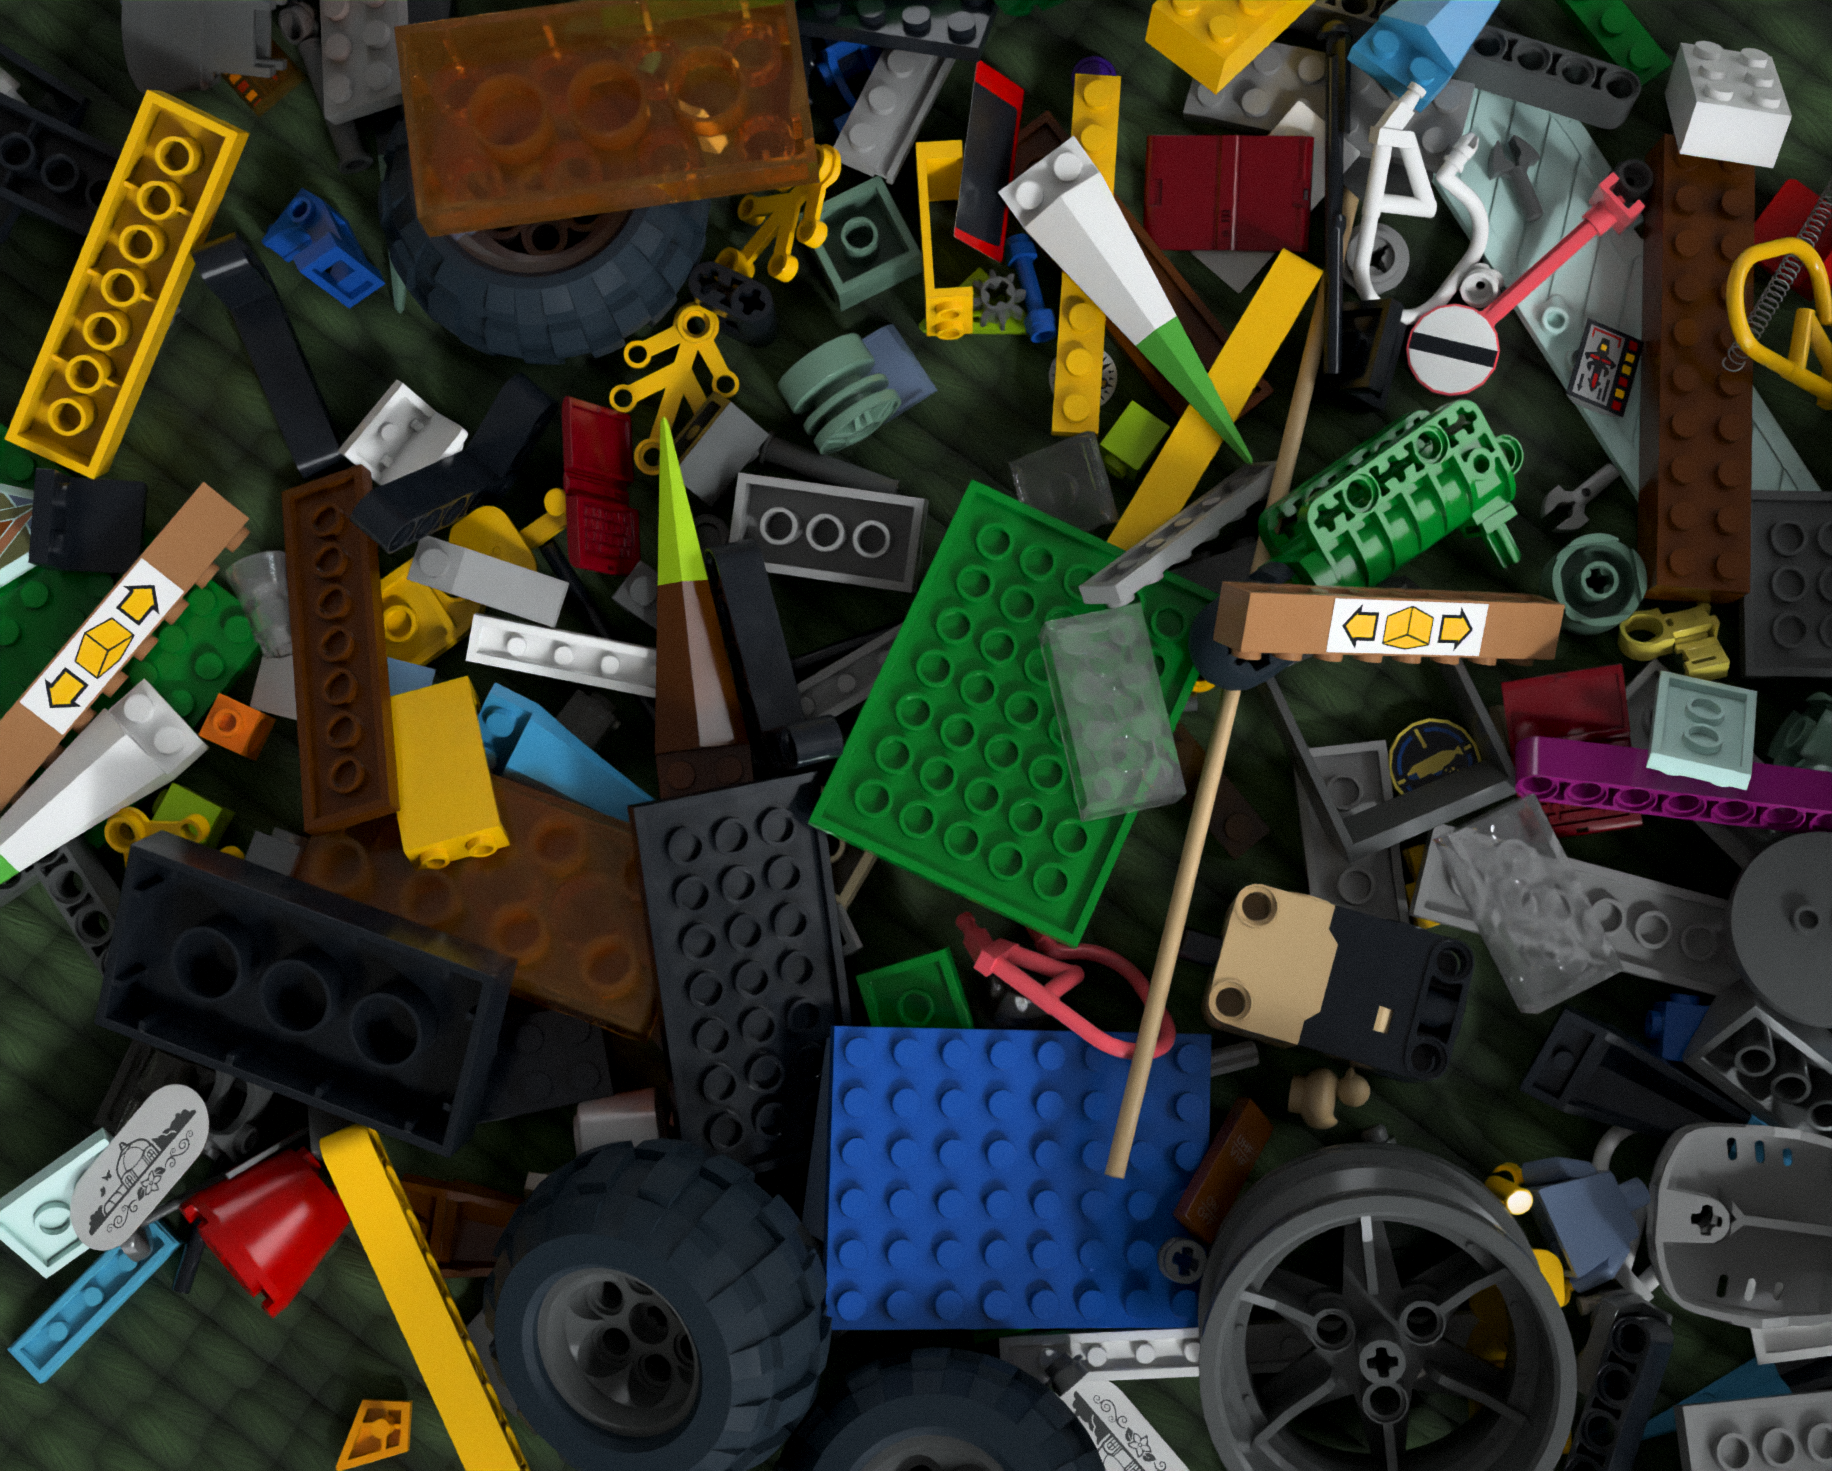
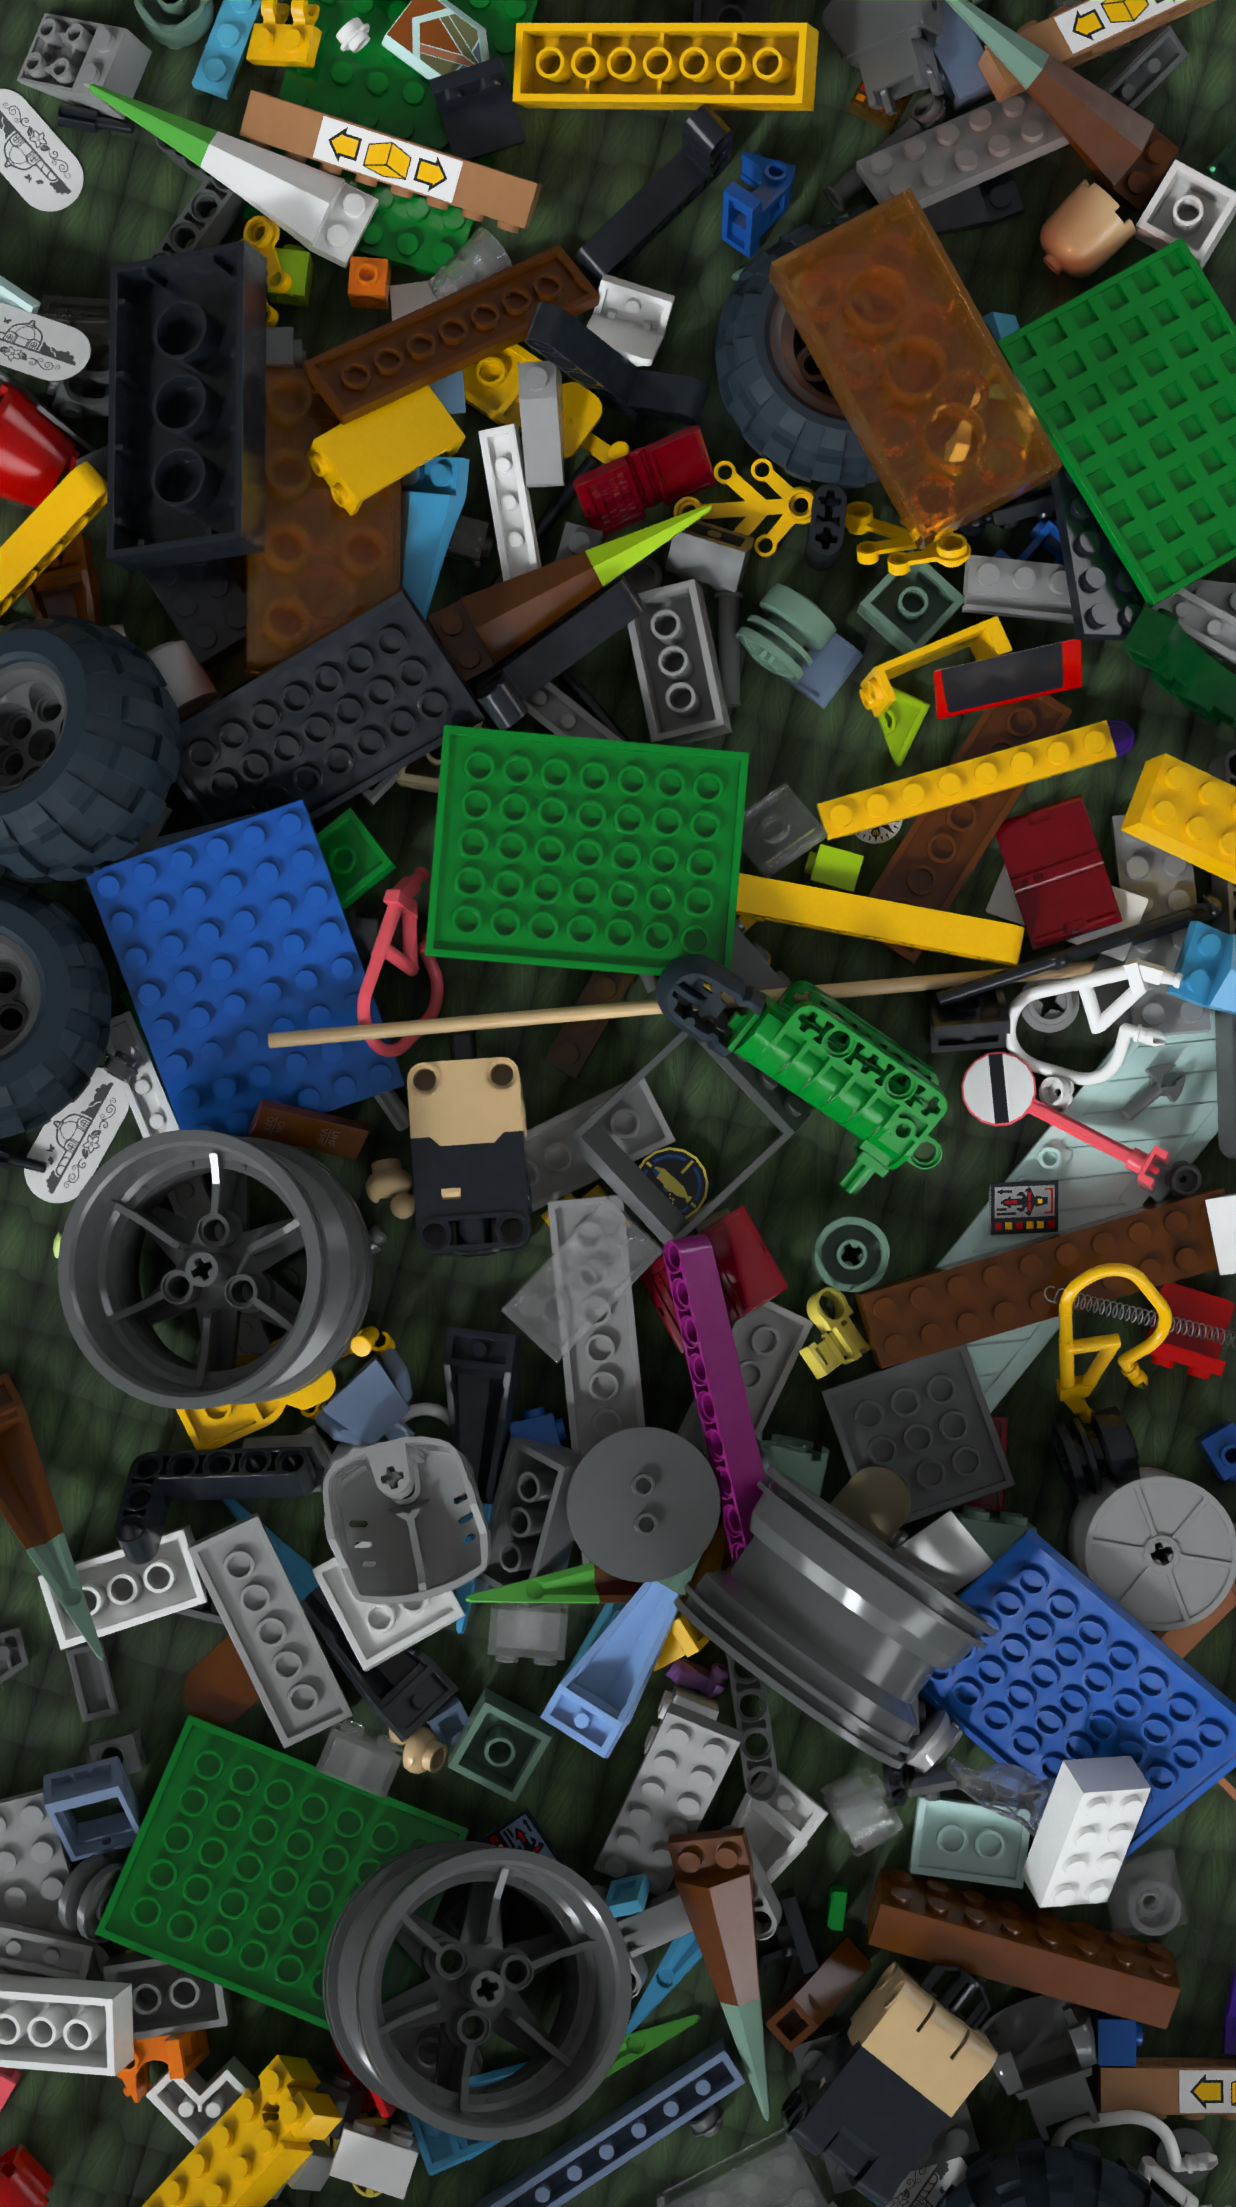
camera: 70 degrees right, 5 degrees up
(991, 289) = (914, 721): dark grey gear -> none
(1039, 322) = (950, 733): blue bar -> none
(1082, 229) = (979, 769): white plate -> none
(1111, 712) = (606, 916): clear brick -> none
(1171, 1270) = (221, 1113): dark grey bush -> none
(1178, 536) = (763, 923): light grey plate -> none
(1386, 622) = (750, 1099): medium nougat brick -> none
(1578, 498) = (919, 1225): light grey bar -> none
(1702, 730) = (760, 1364): light aqua plate -> none

